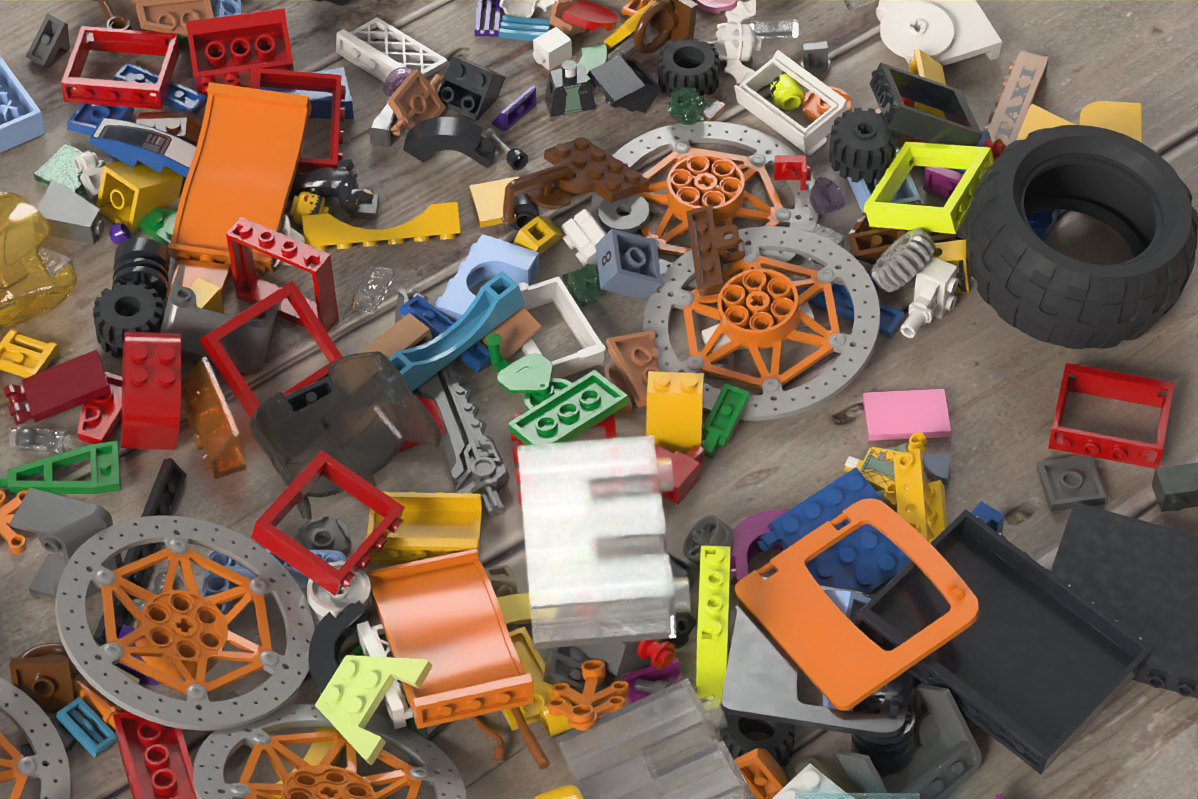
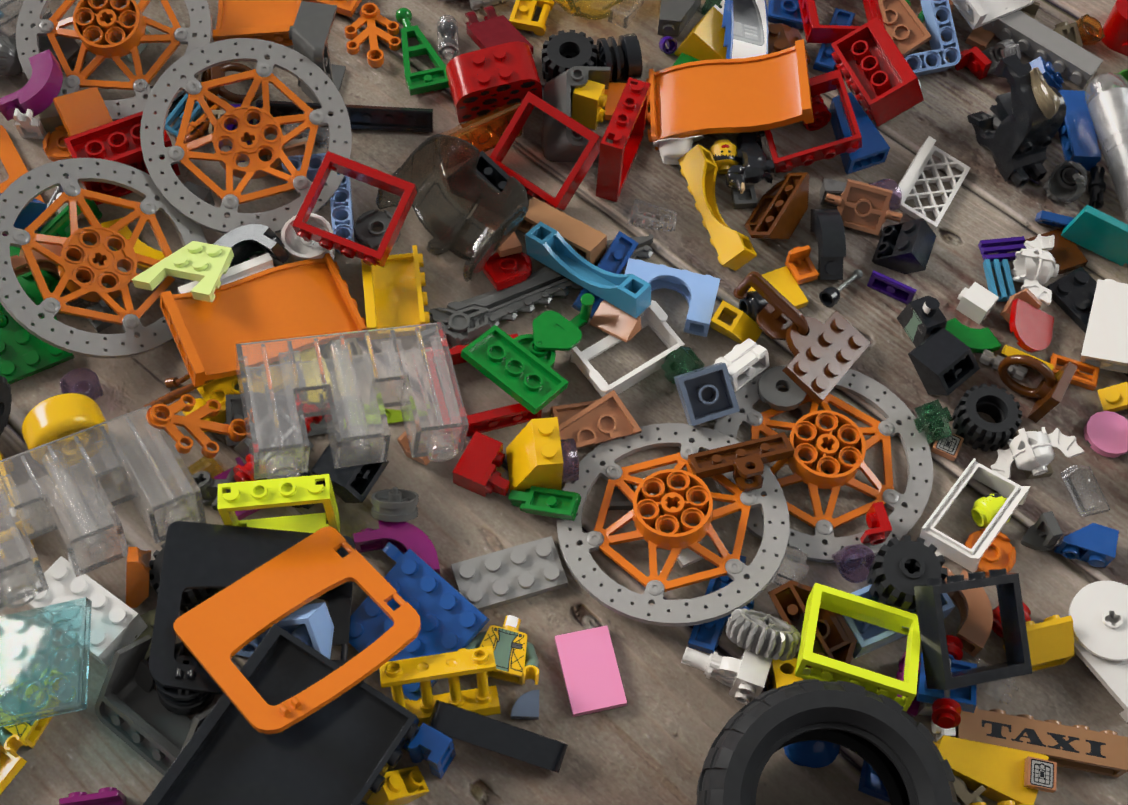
camera: 75 degrees right, 10 degrees up
(396, 176) = (780, 208): none -> reddish brown wedge
(473, 172) = (801, 265): none -> orange bracket
(792, 460) = (510, 574): none -> light grey plate
(835, 29) = (1090, 544): none -> blue slope
(972, 479) = (497, 736): none -> black beam
(1048, 110) = (1040, 774): none -> tile

